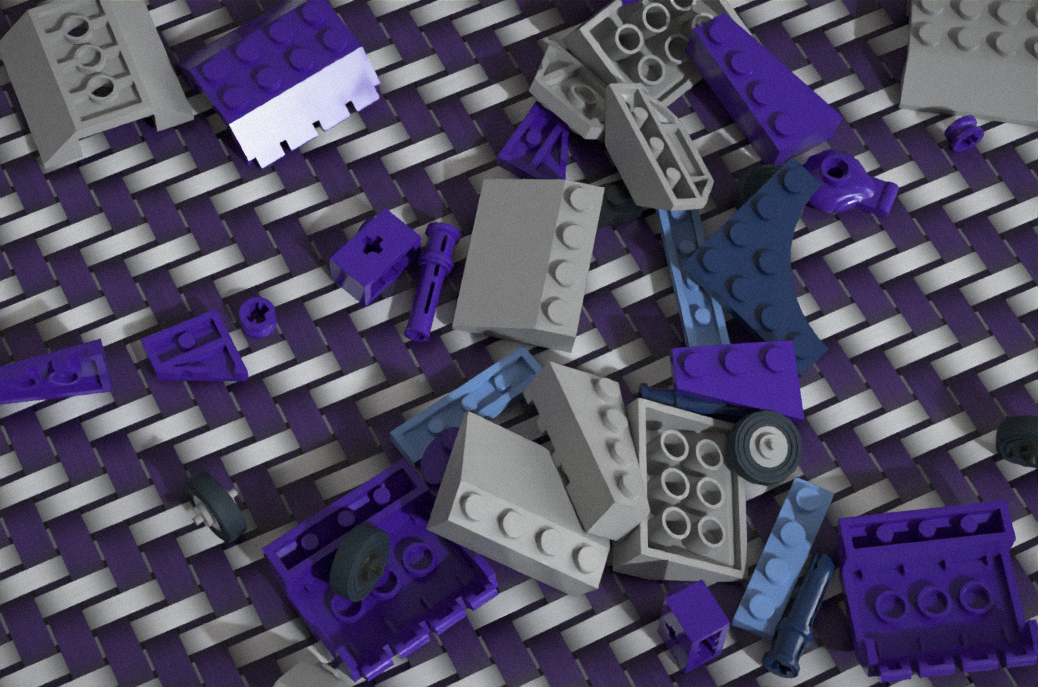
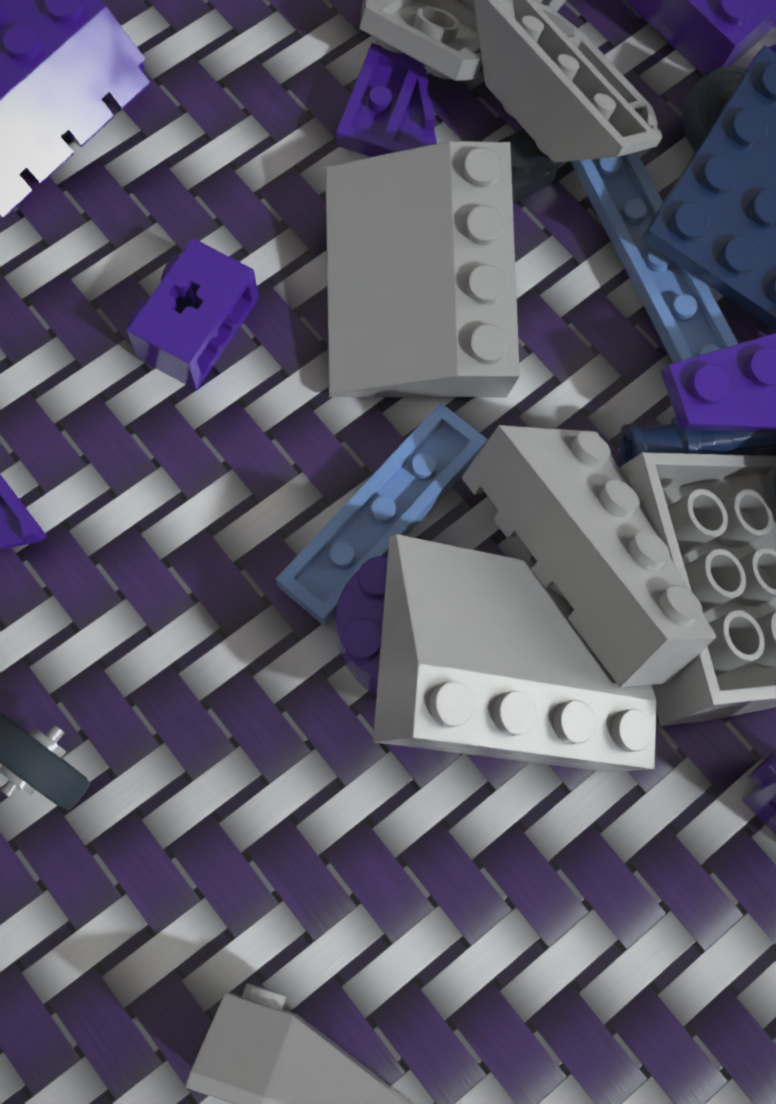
camera: 10 degrees left, 10 degrees up
(255, 329) = (32, 422): dark purple bush -> none
(359, 562) = (278, 817): black wheel -> none
(422, 586) = (311, 828): dark purple slope -> none
(434, 266) = (283, 309): dark purple pin -> none

